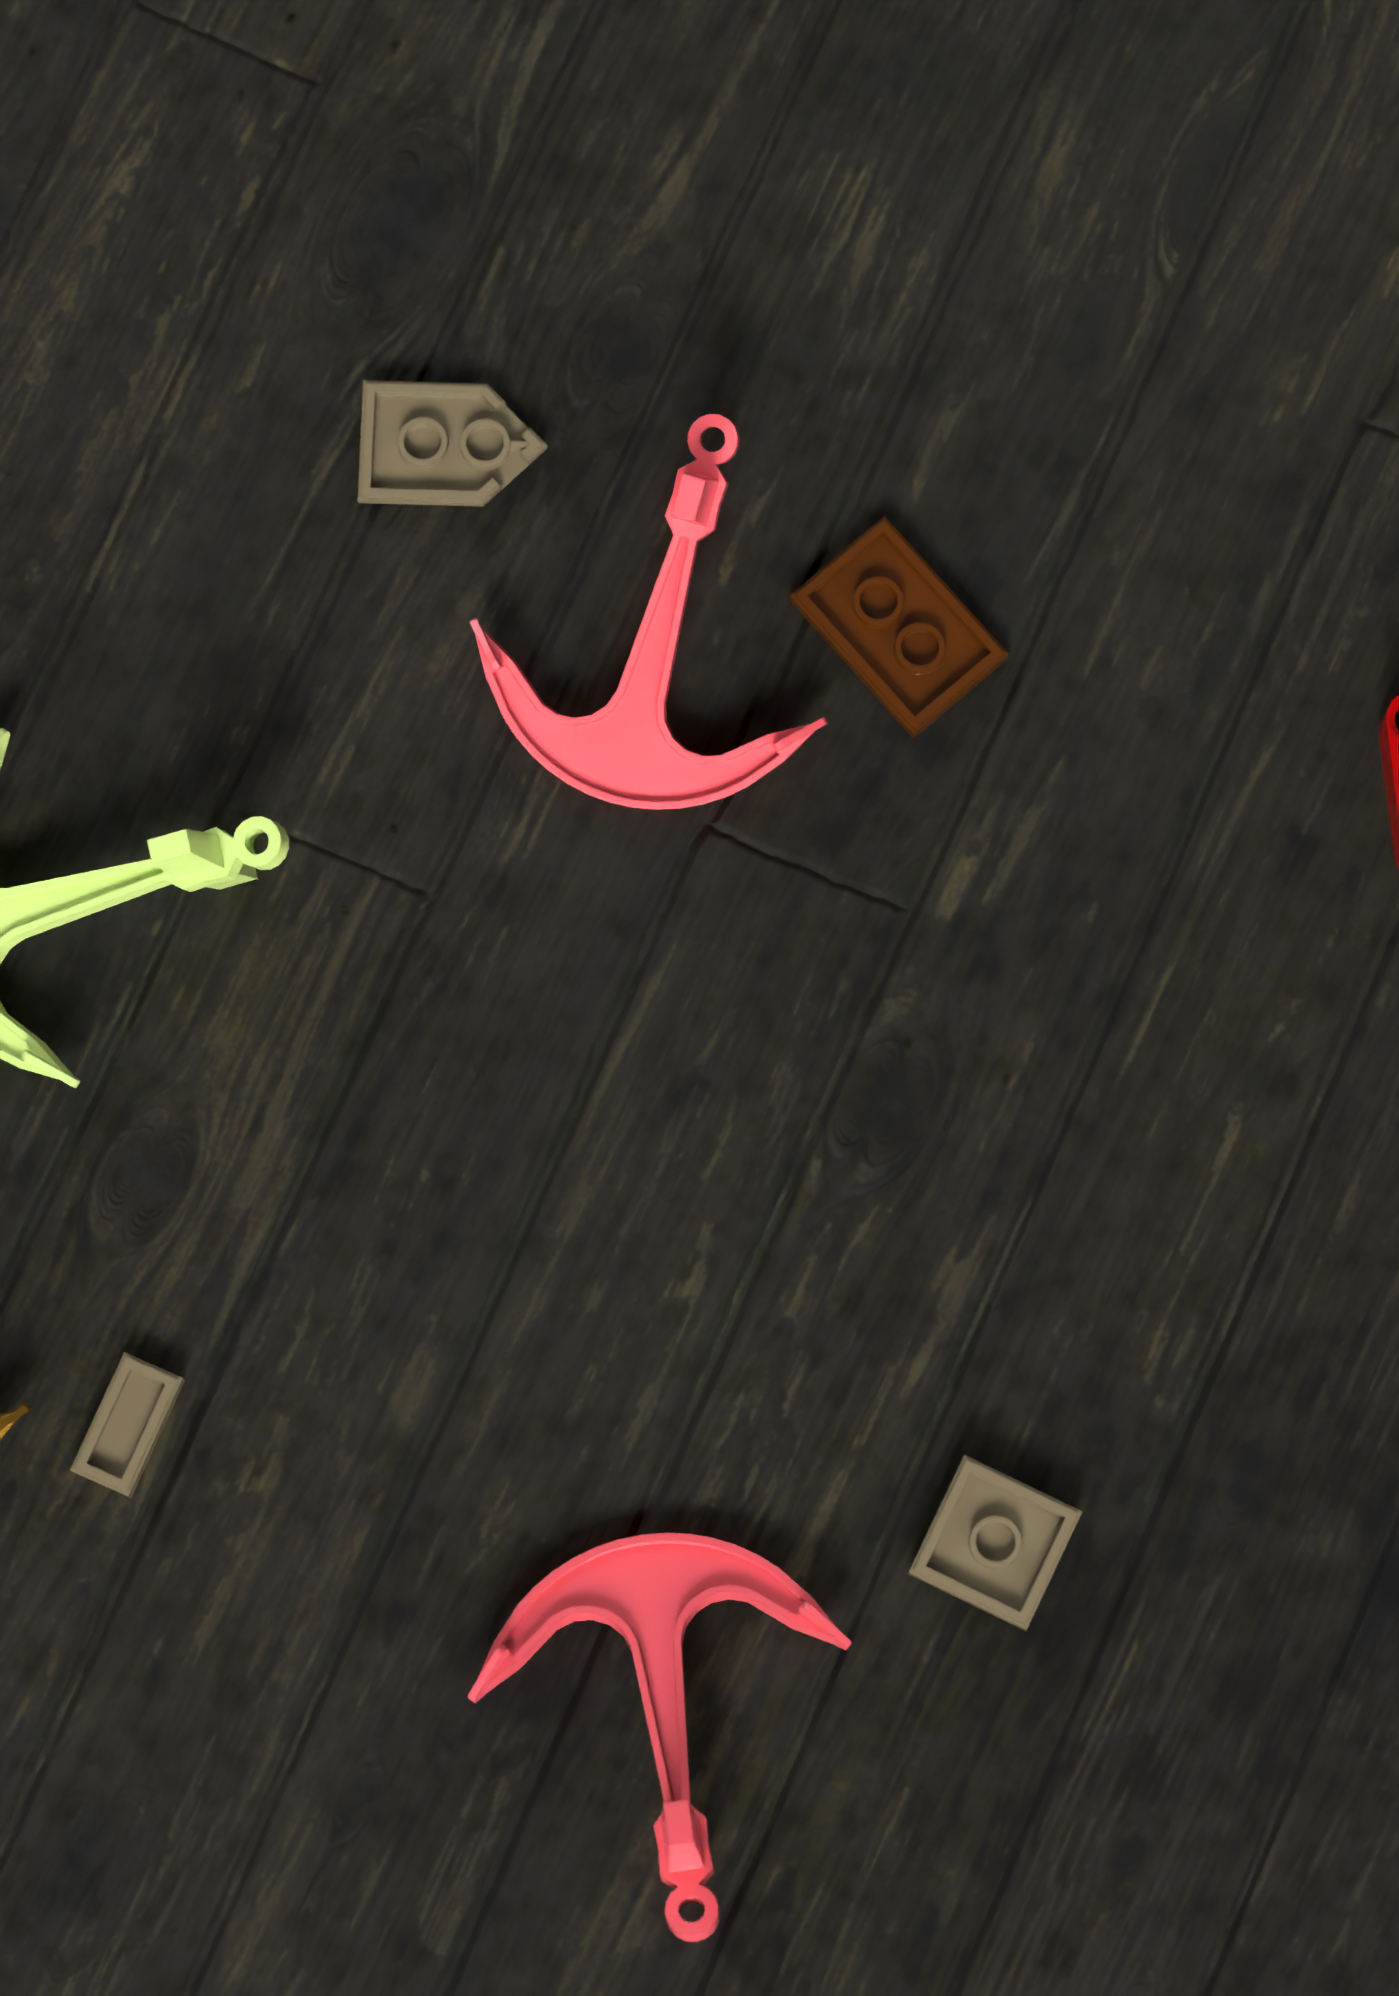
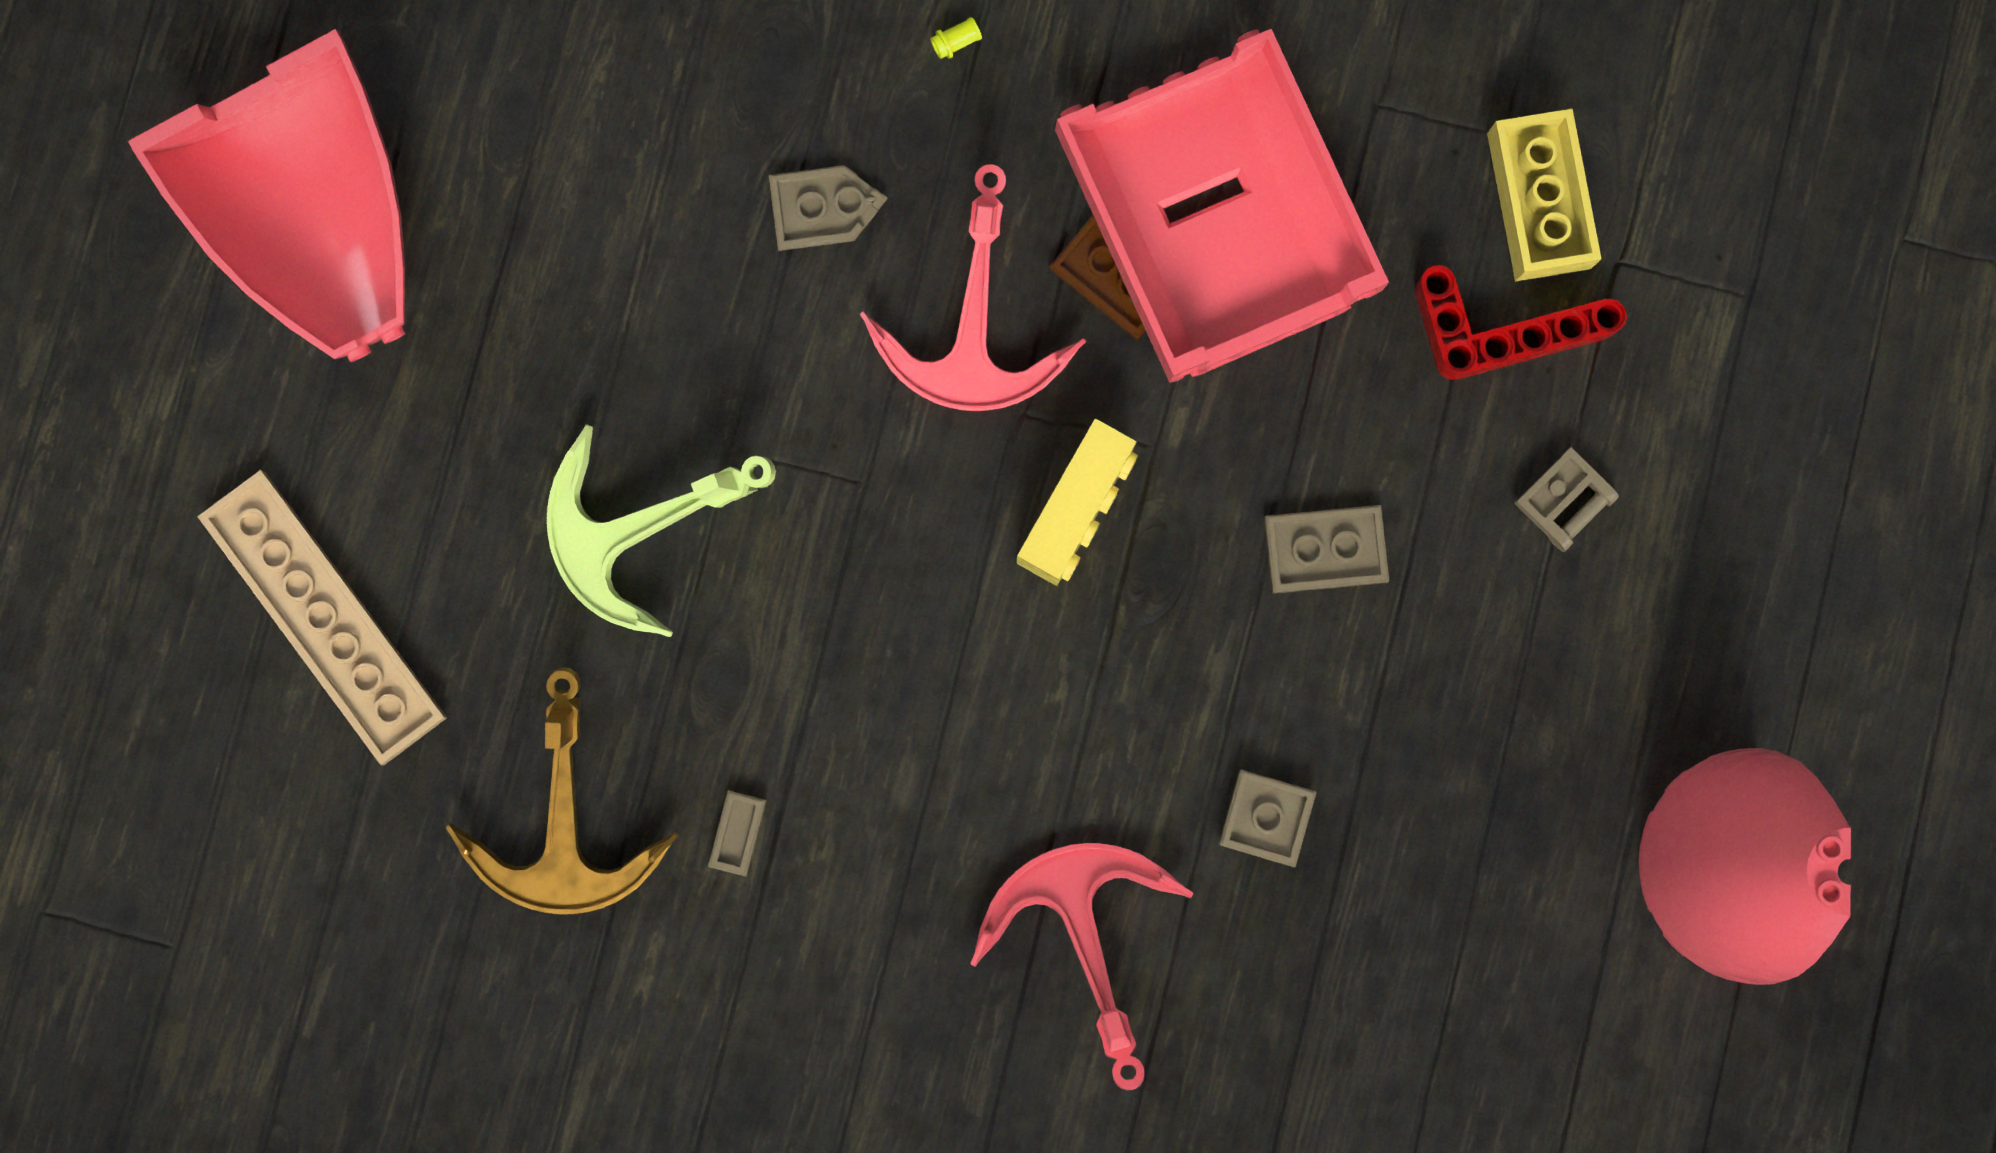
camera: 15 degrees left, 5 degrees up
(700, 211) = (955, 38): none -> neon yellow pin
(766, 978) = (1076, 501): none -> light yellow brick
(1103, 645) = (1245, 266): none -> coral panel
(1165, 1122) = (1326, 549): none -> dark tan tile

